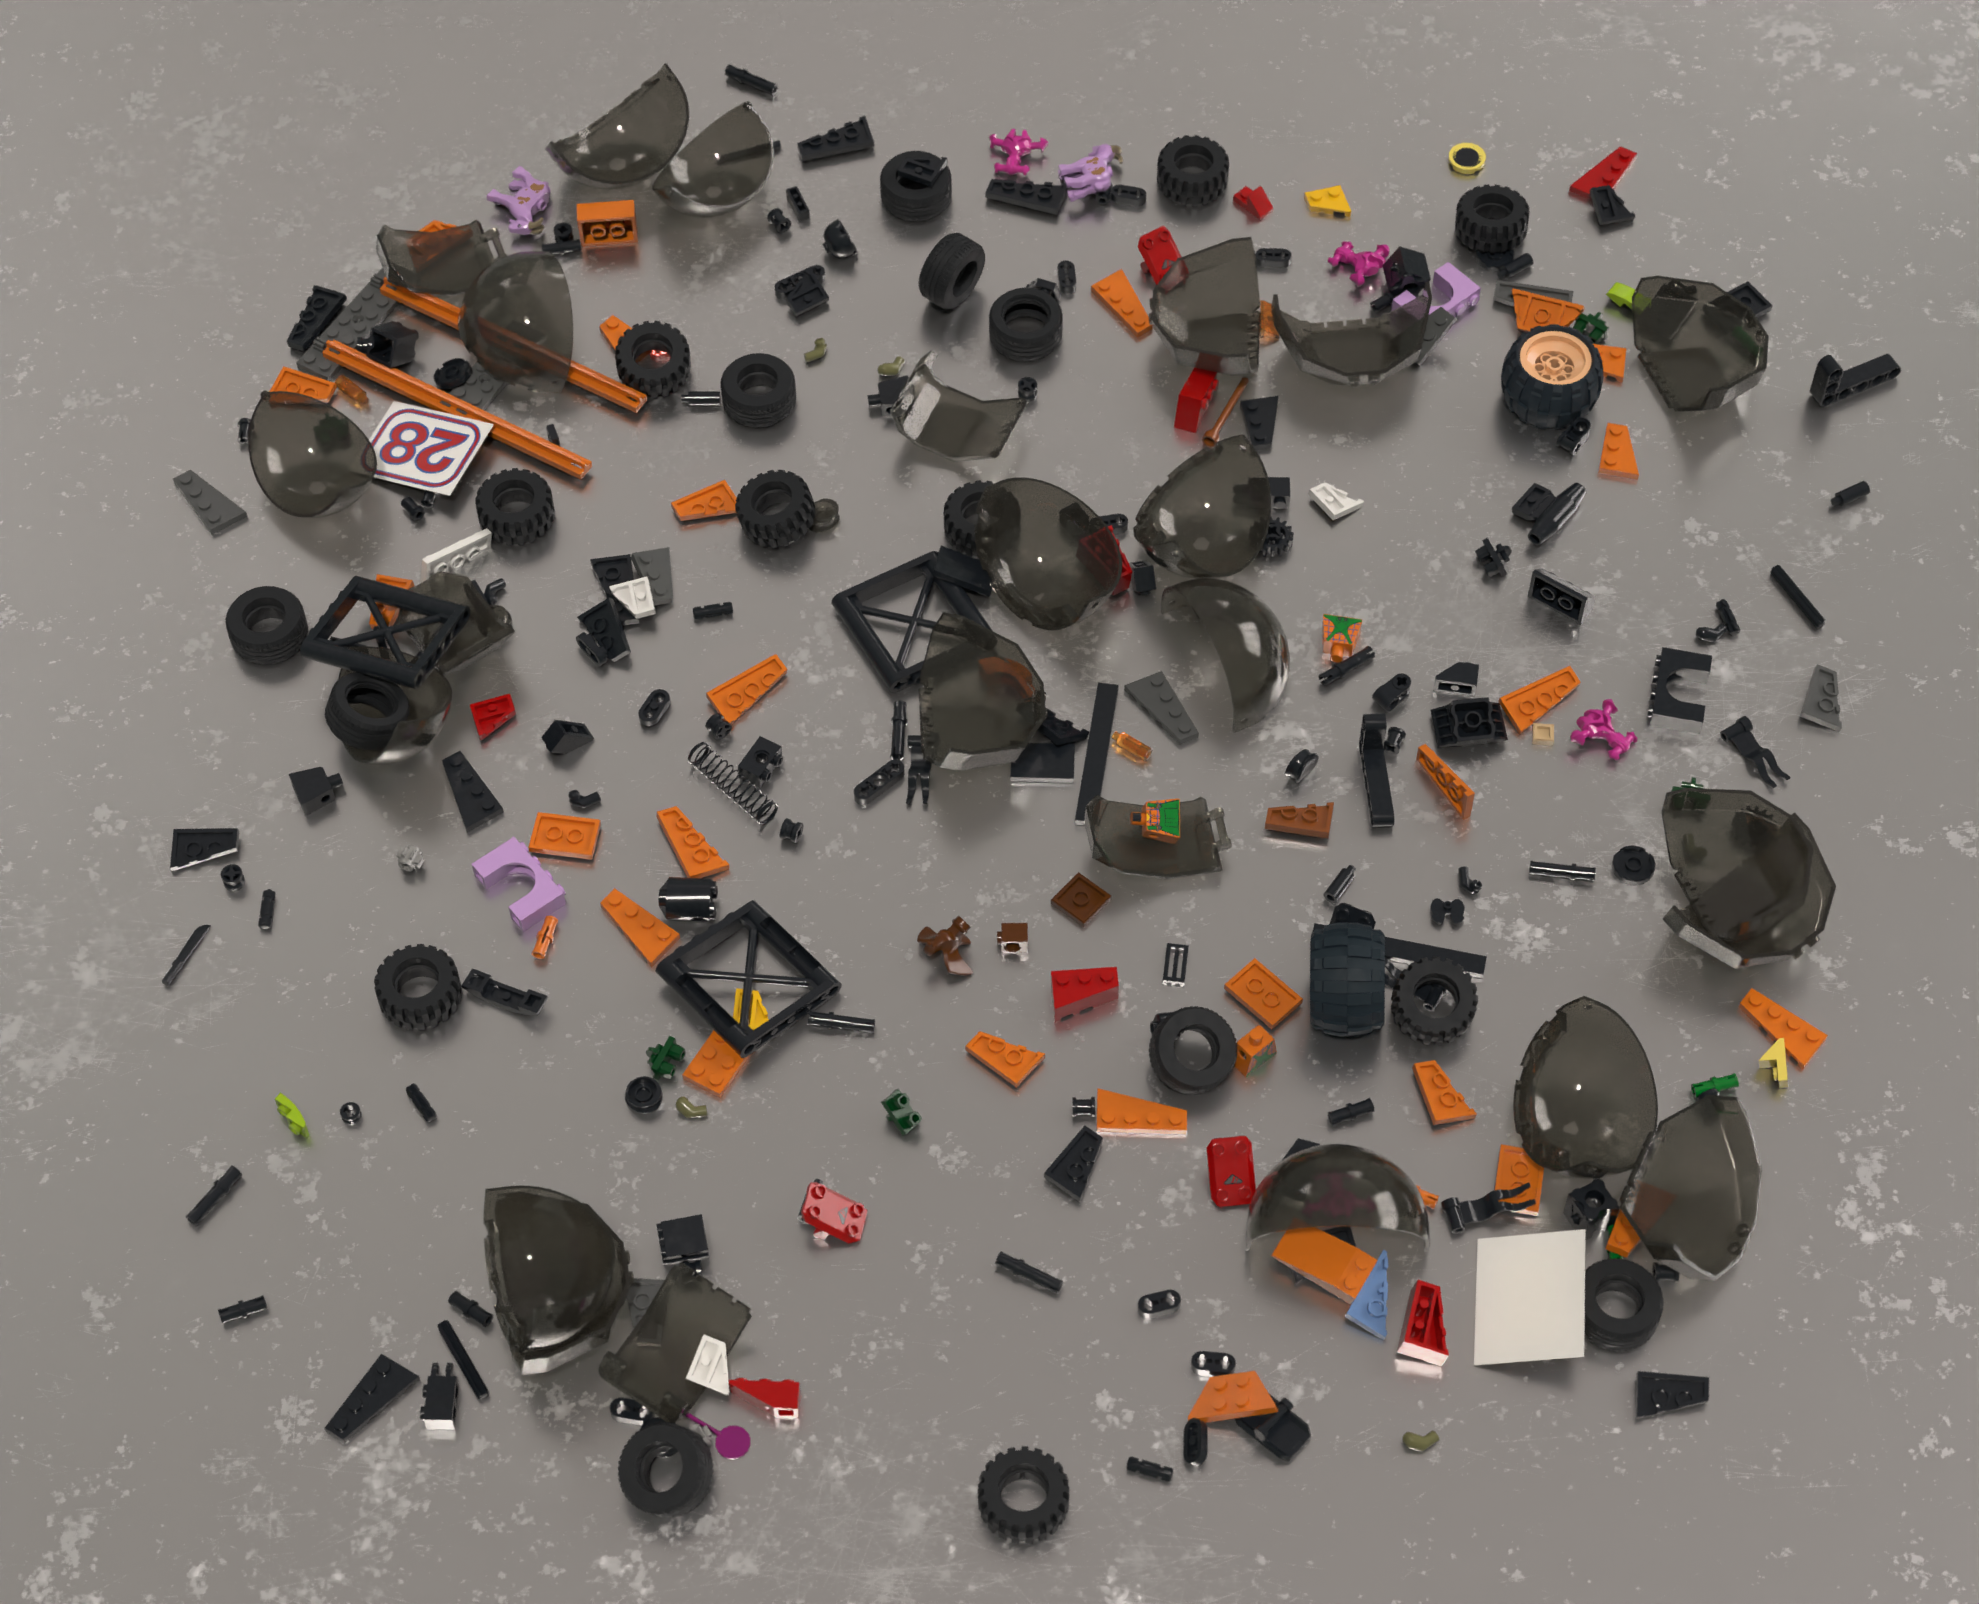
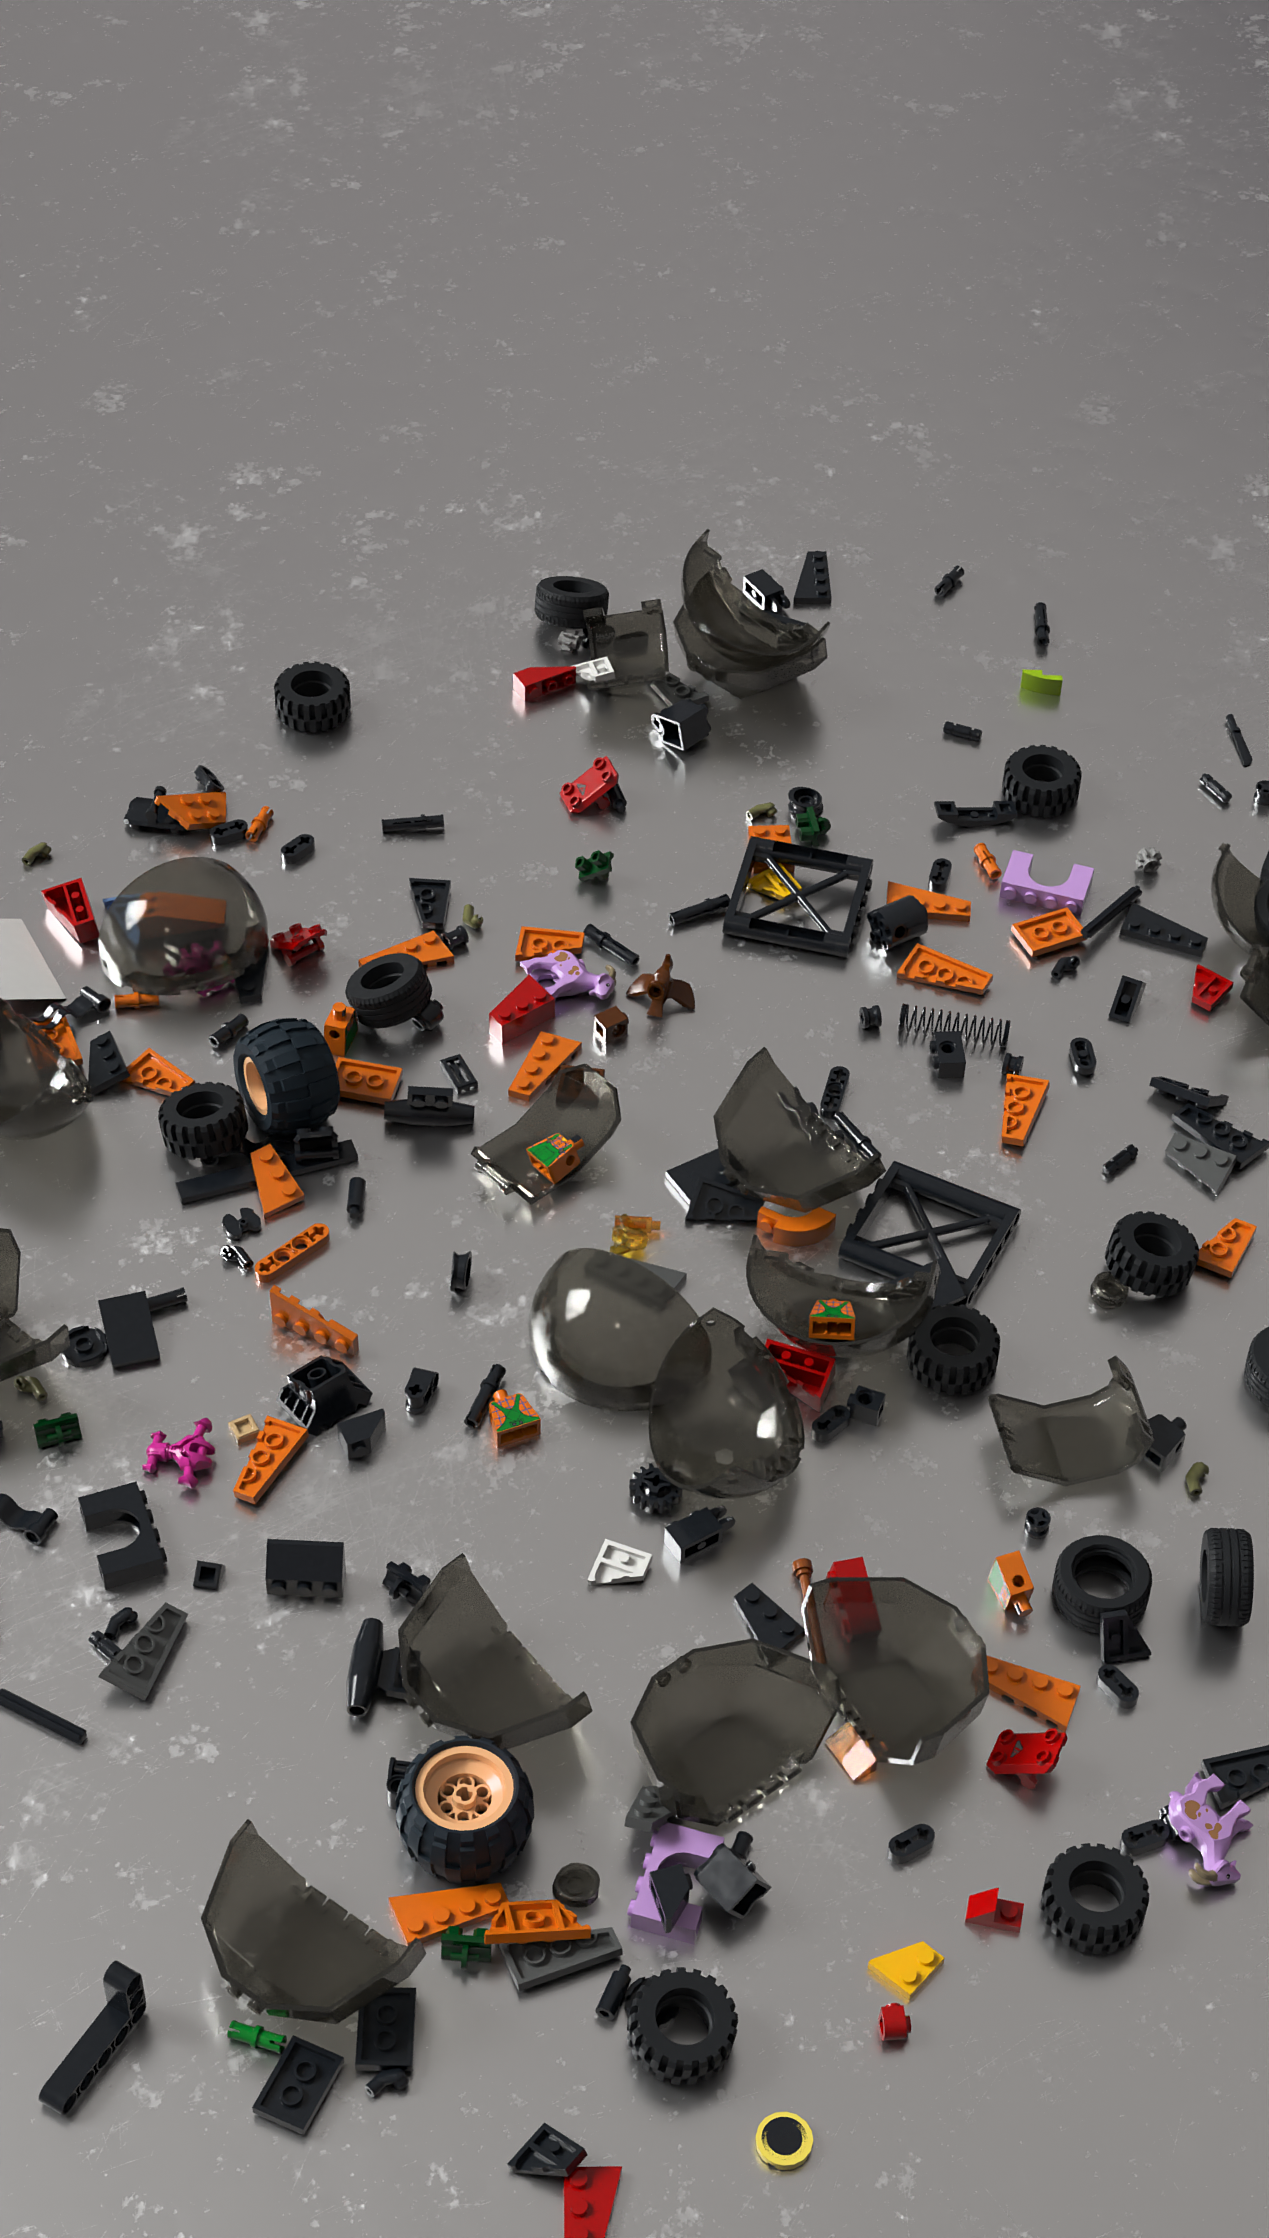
camera: 145 degrees right, 10 degrees down
(354, 1118) = (1004, 705): black bush -> none
(496, 822) = (1111, 912): none -> black axle
(591, 649) = (1185, 1072): black plate -> none
(597, 948) = (943, 875): none -> black beam
(635, 597) = (1191, 1122): white wing -> none
(730, 1442) = (553, 658): magenta piece -> none
(951, 1032) = (605, 941): none -> black pin
(1013, 1003) = (570, 975): none -> lavender animal
(1053, 577) = (832, 1320): none -> orange torso
(1053, 1126) = (468, 918): none -> olive arm
(1083, 347) = (1012, 1583): none -> orange torso
(1095, 938) = (542, 1063): none -> orange wing
(1097, 747) = (664, 1207): black tile -> none
(1149, 1468) = (233, 757): black axle -> none
(1151, 729) = (627, 1237): none -> clear yellow rock
(1177, 1356) = (259, 824): none -> orange pin
(1231, 922) = (429, 1108): none -> black plate
(1305, 821) = (428, 1234): dark orange wing -> none
(1361, 176) = (893, 2022): none -> red plate
(1365, 263) = (796, 1889): dark pink piece -> none
(1375, 770) = (398, 1310): black beam -> none
(1393, 741) = (389, 1344): black bush -> none
(1400, 929) = (274, 1181): none -> orange wing
(1422, 865) = (288, 1249): none -> orange beam
(1452, 276) = (670, 1893): none -> black slope
(1480, 1131) = (105, 1063): none -> black wing
(1486, 435) = (474, 1673): none -> clear smoke windscreen
(1499, 329) = (576, 1885): none -> clear smoke piece
(1593, 850) = (129, 1329): none -> black tile
(1618, 453) = (341, 1794): orange wing -> none
(1621, 294) = (446, 2018): lime slope -> none
(1627, 639) = (208, 1574): none -> black slope
(1705, 595) = (143, 1657): none -> dark grey wing
(1851, 494) = (32, 1880): black cylinder -> none

